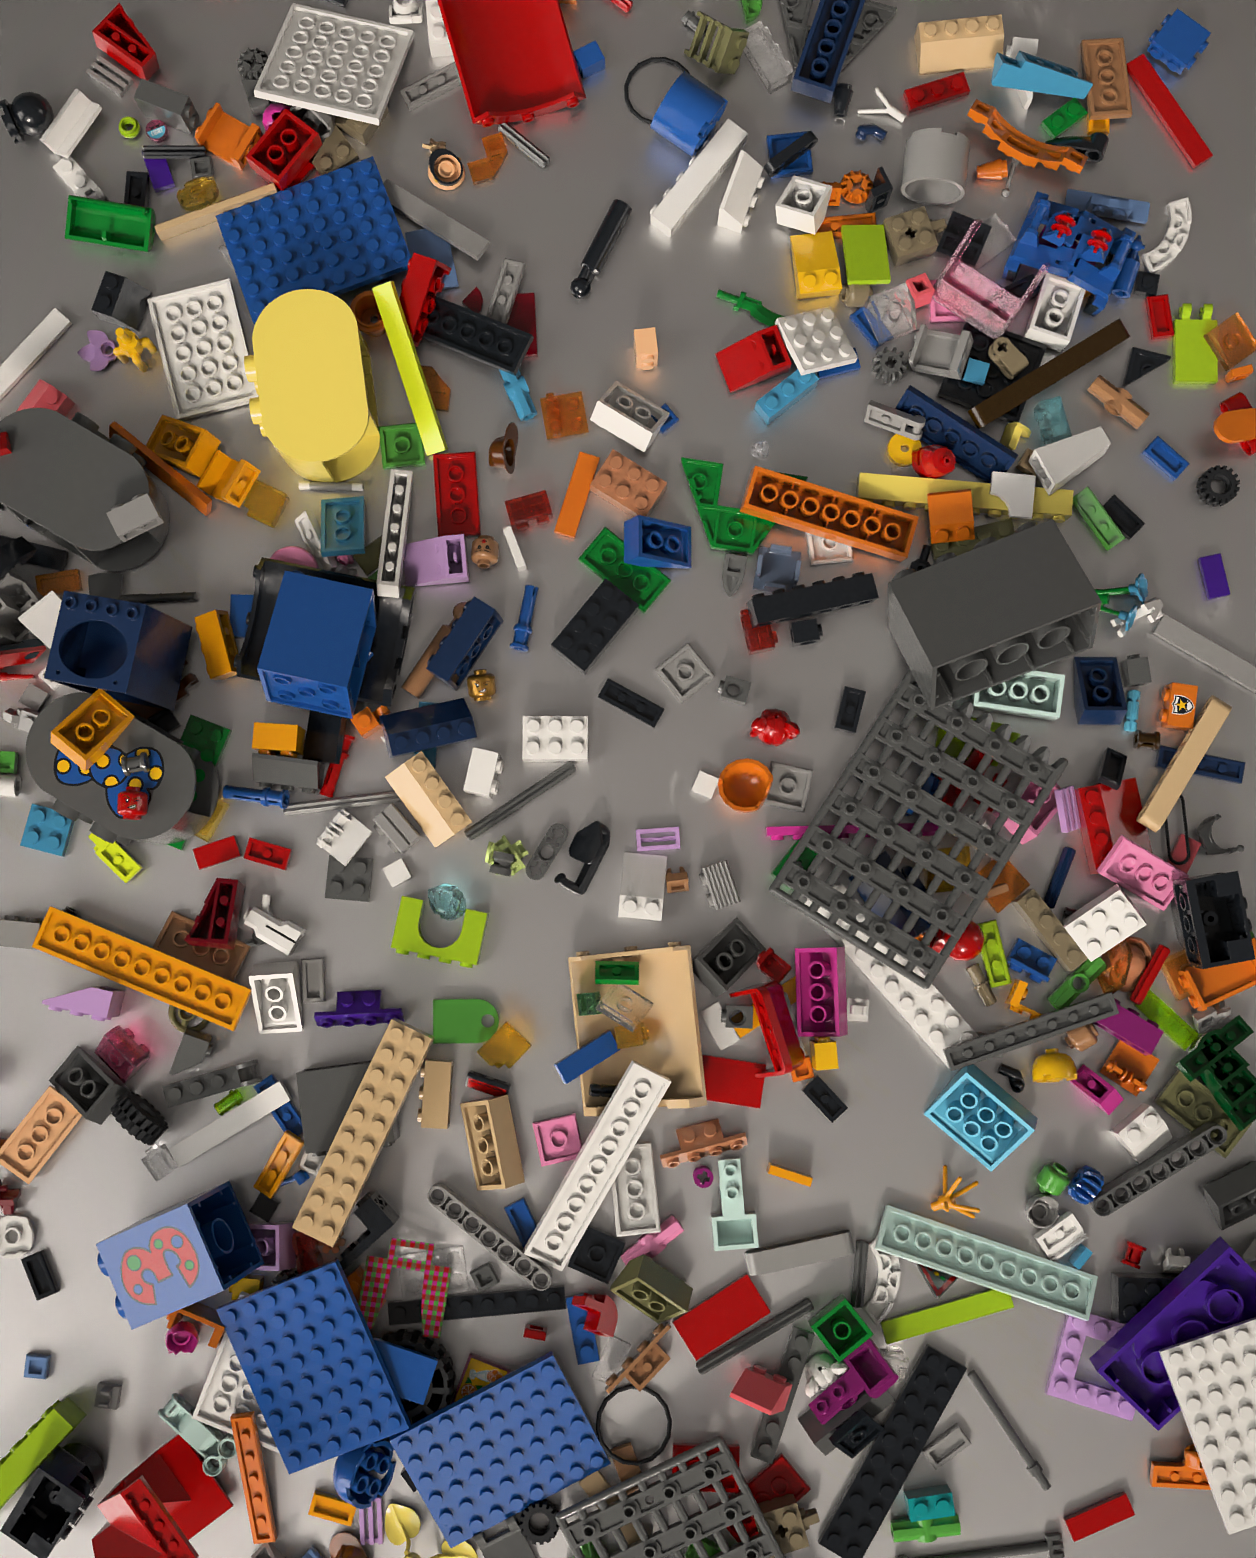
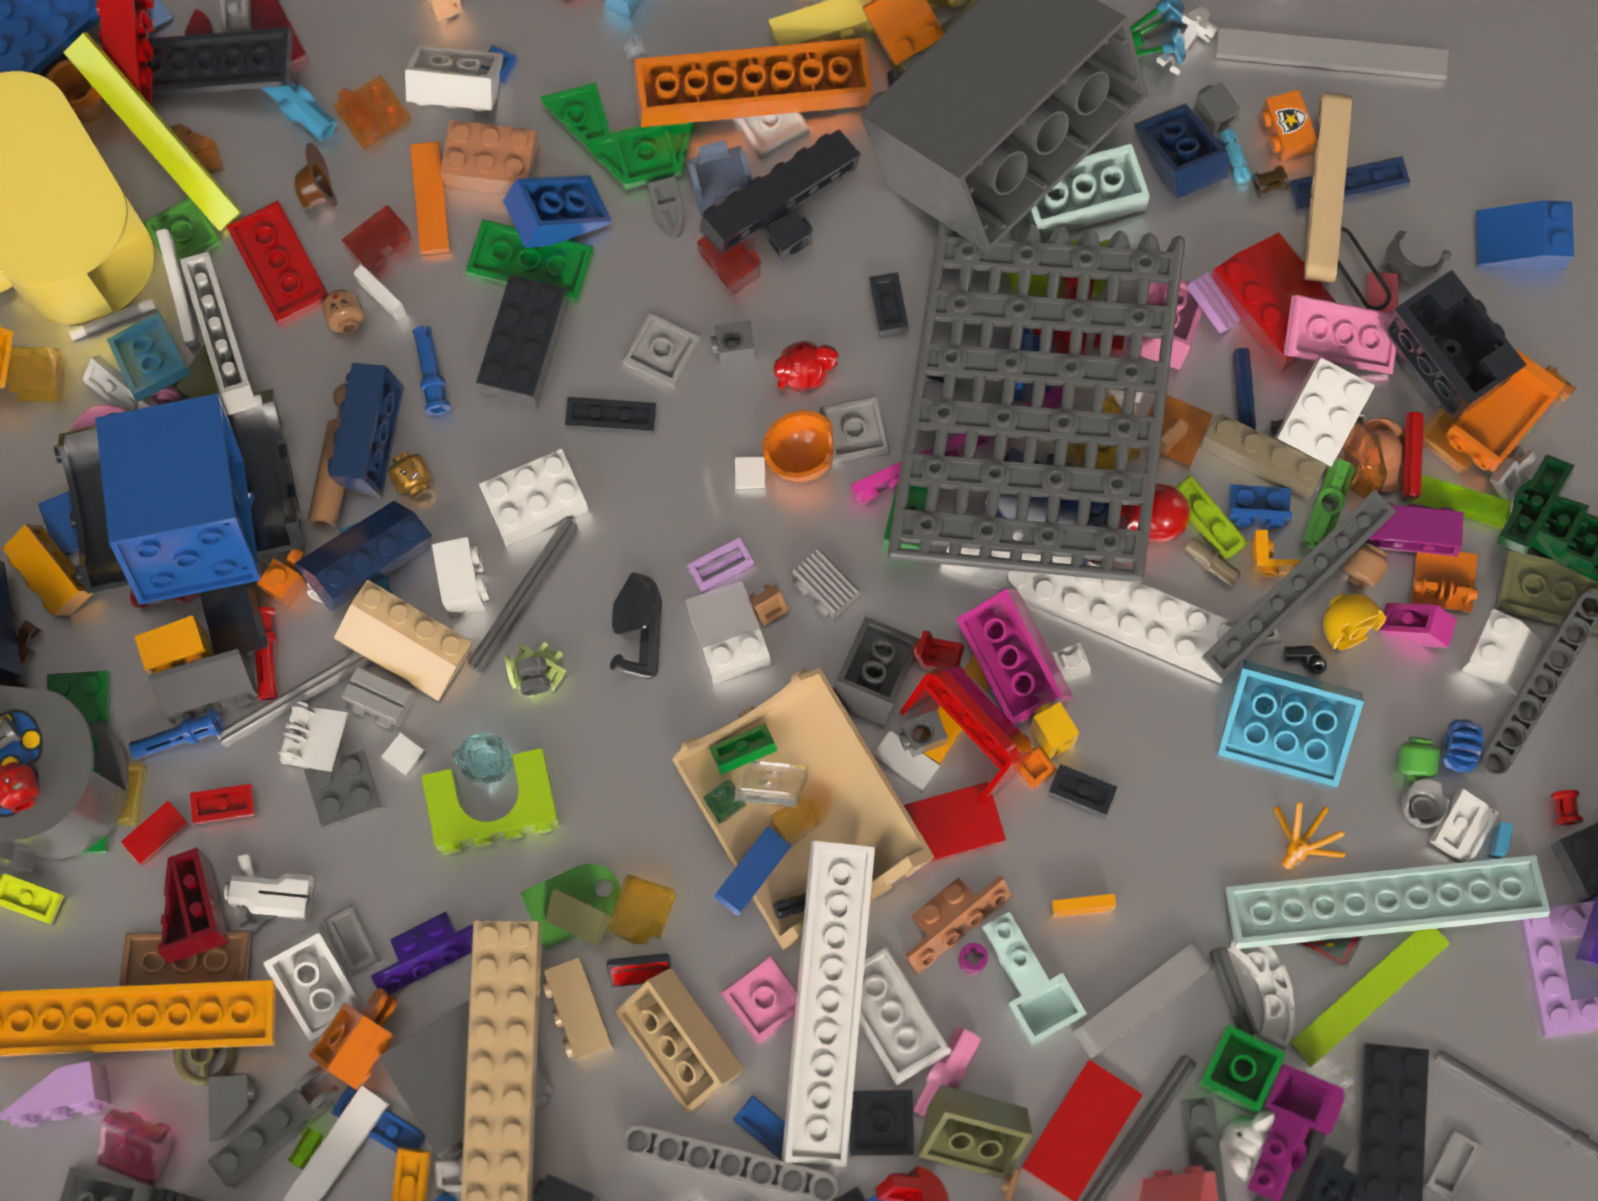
camera: 20 degrees left, 10 degrees down
(286, 1051) = (356, 1039): none -> orange brick
(382, 486) = (178, 288): none -> white tile
(436, 561) = (287, 348): lavender slope -> none
(461, 1035) = (577, 917): none -> olive slope
(560, 841) = (580, 620): dark grey beam -> none
(1112, 768) = (1244, 231): black tile -> none

